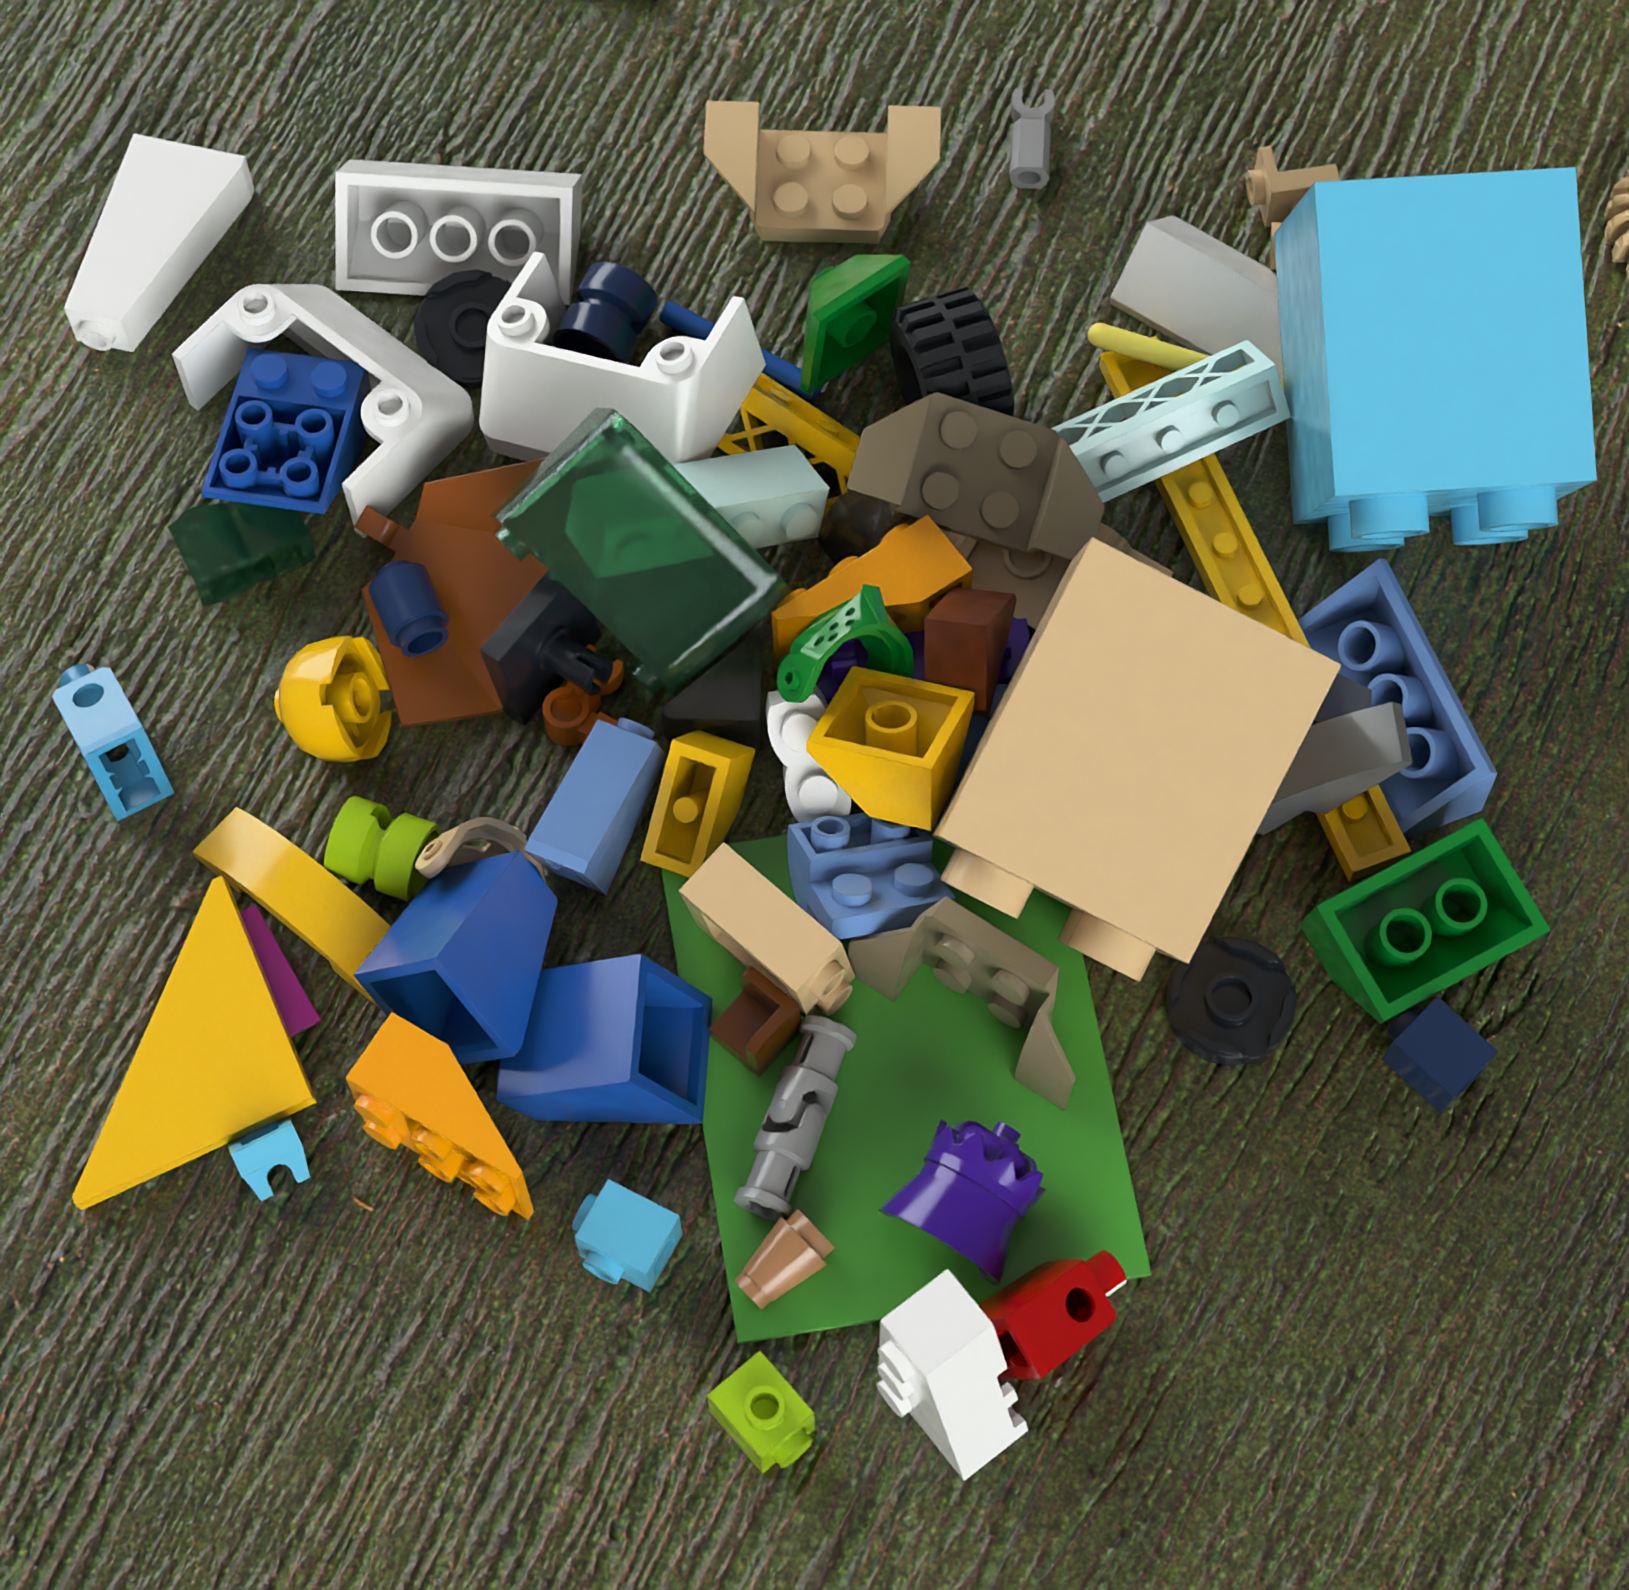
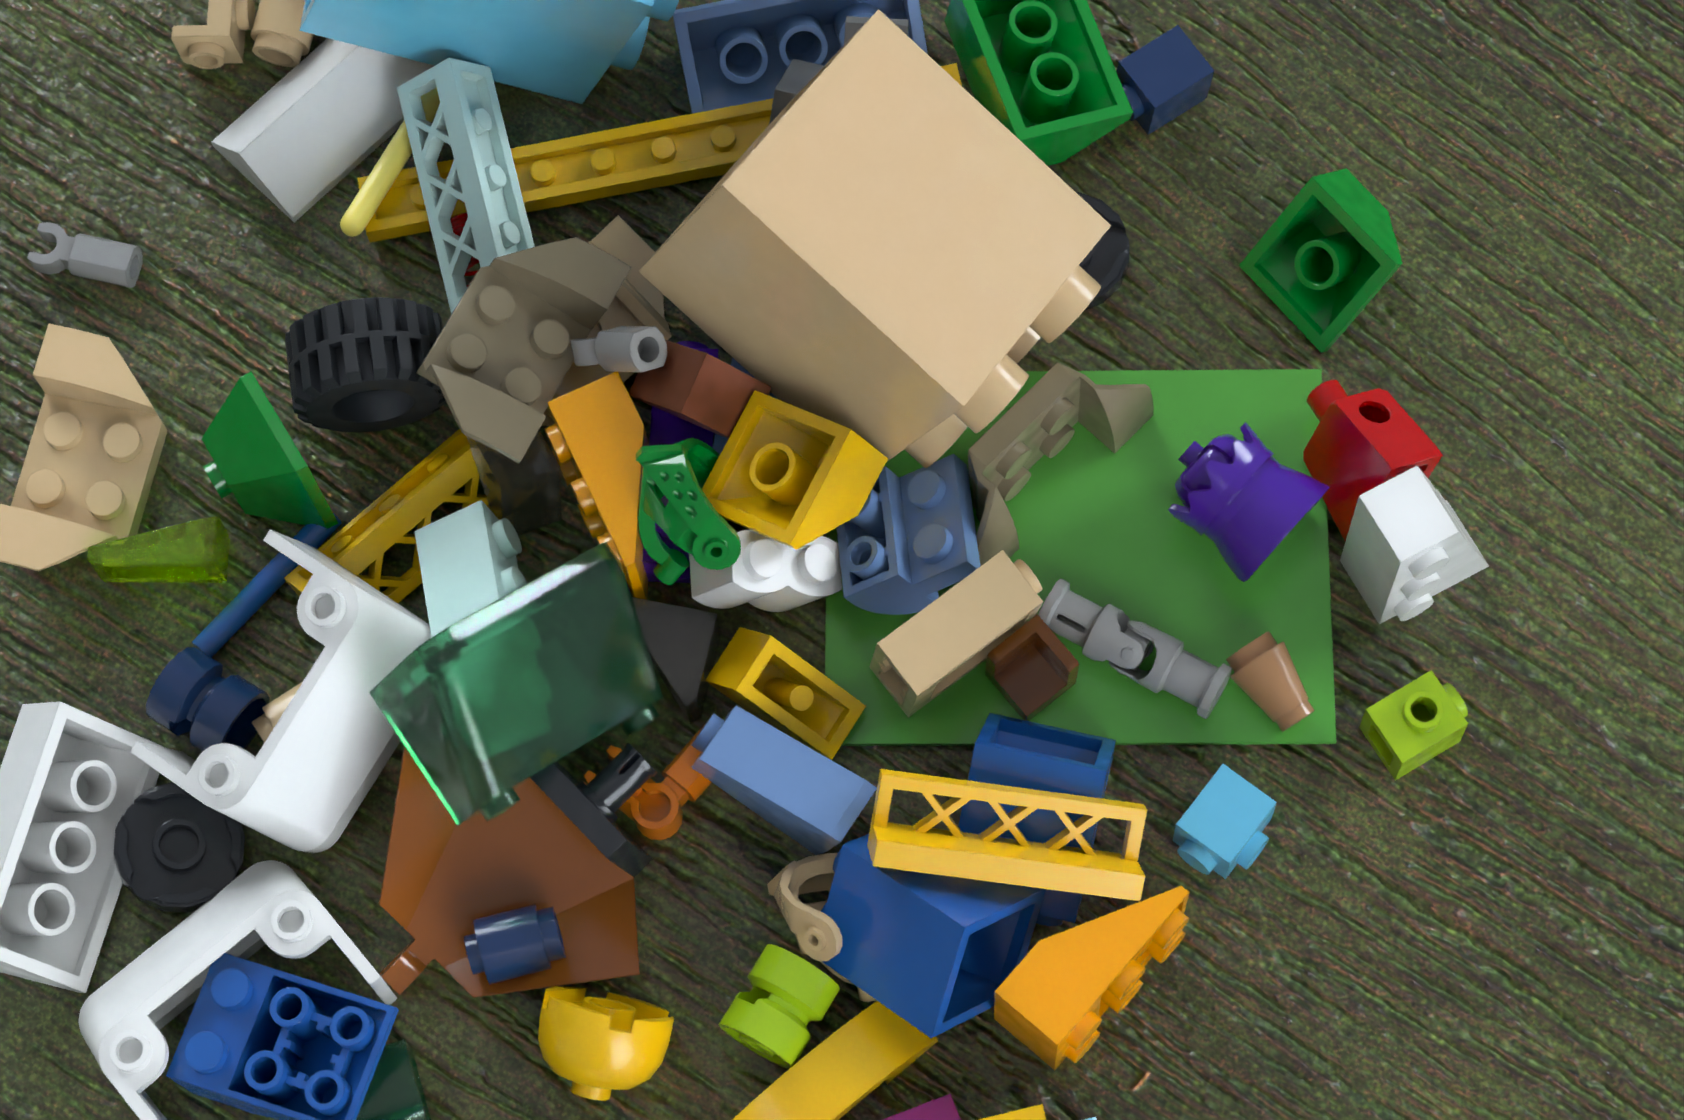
camera: 75 degrees left, 5 degrees up
(526, 1001) = (1006, 859): none -> yellow fence
(748, 261) = (173, 554): none -> clear neon green slope
(991, 566) = (622, 349): none -> light grey bar
(1279, 1252) = (1326, 256): none -> green slope

